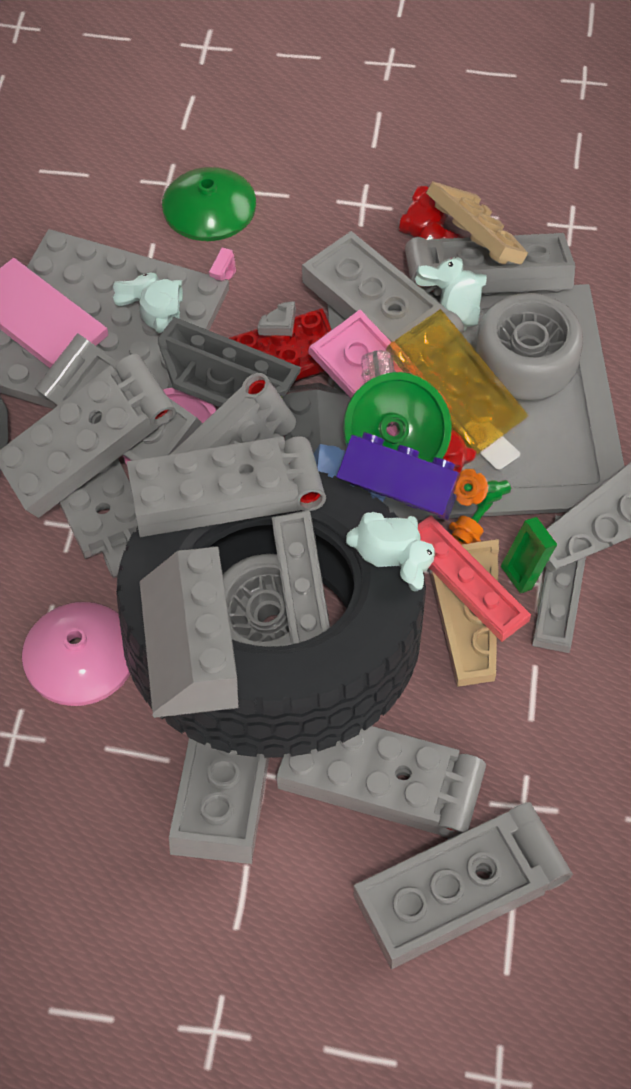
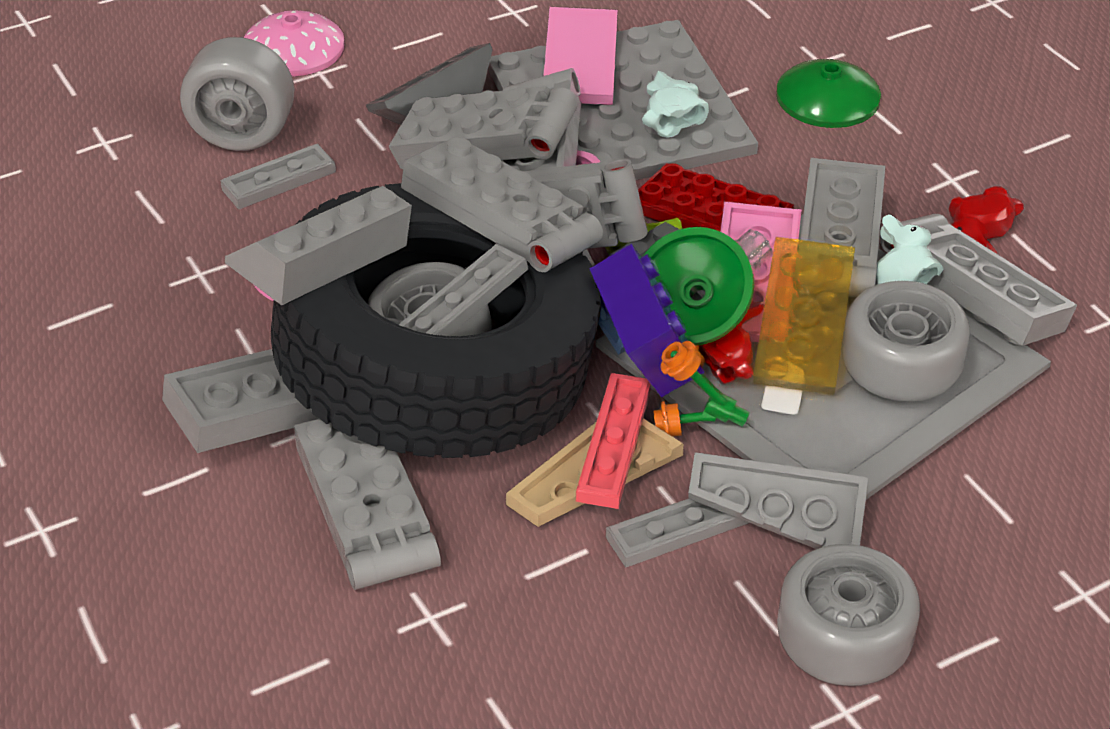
camera: 50 degrees right, 15 degrees down
(215, 365) = (635, 135): dark grey wedge -> none
(224, 265) = (765, 129): bright pink tile -> none
(278, 321) = (742, 184): light grey tile -> none
(393, 544) = (543, 323): light aqua animal -> none
(442, 897) = (302, 601): light grey hinge -> none
(477, 220) = (1000, 233): tan wing -> none
(528, 555) = (679, 462): green tile -> none

